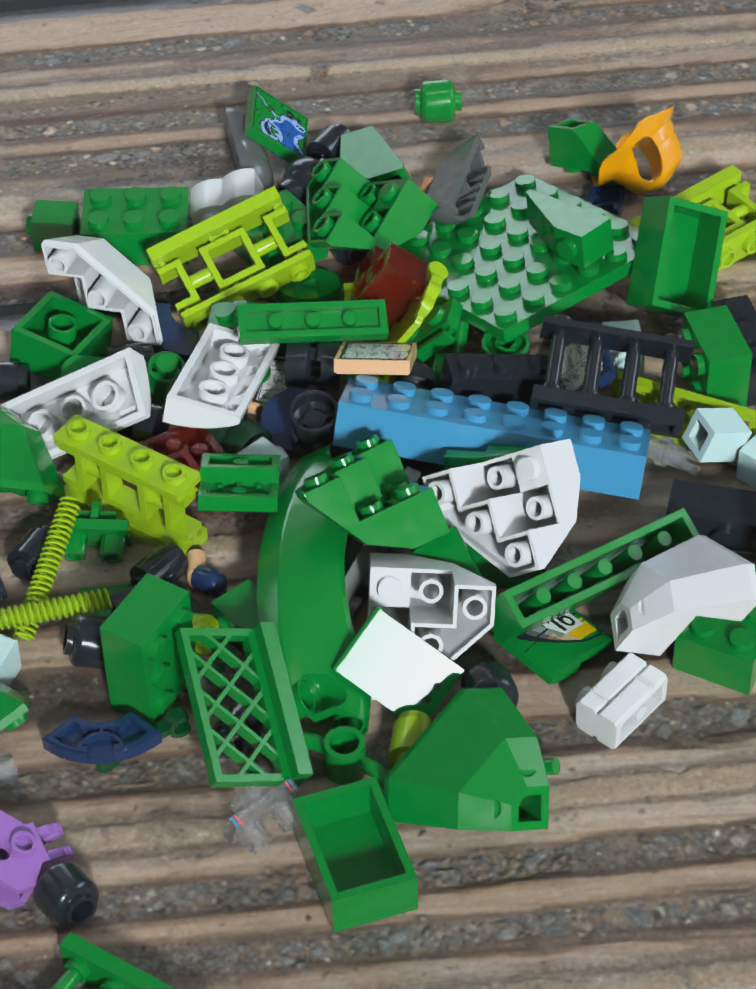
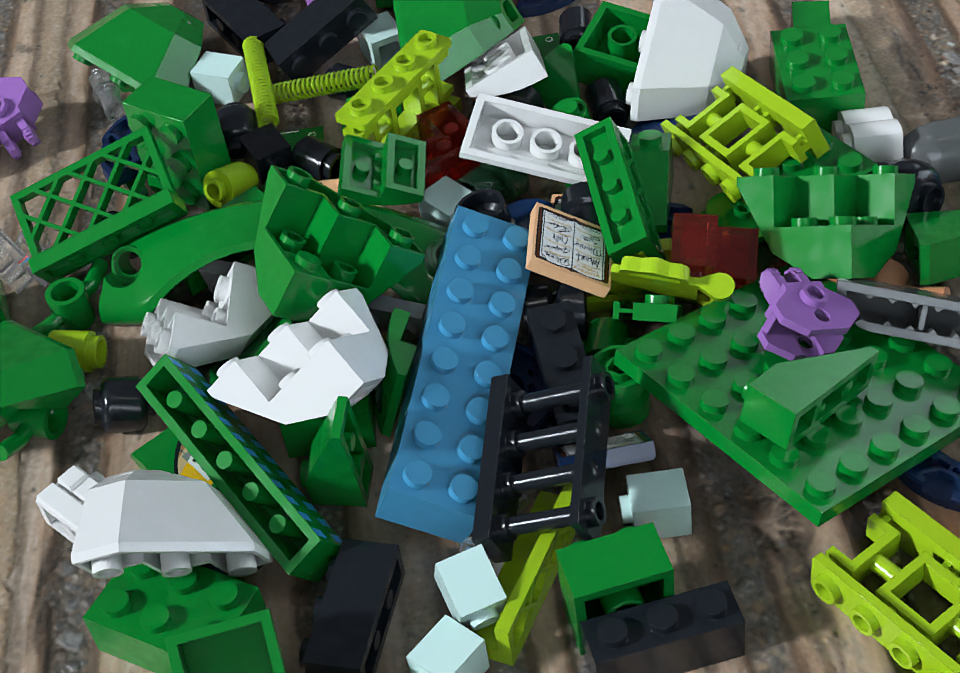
camera: 95 degrees right, 0 degrees up
(397, 666) = (137, 316): container -> none
(479, 227) = (802, 312): none -> medium lavender hinge
(597, 500) = (338, 461): none -> green slope
(676, 256) = (779, 517): green piece -> none

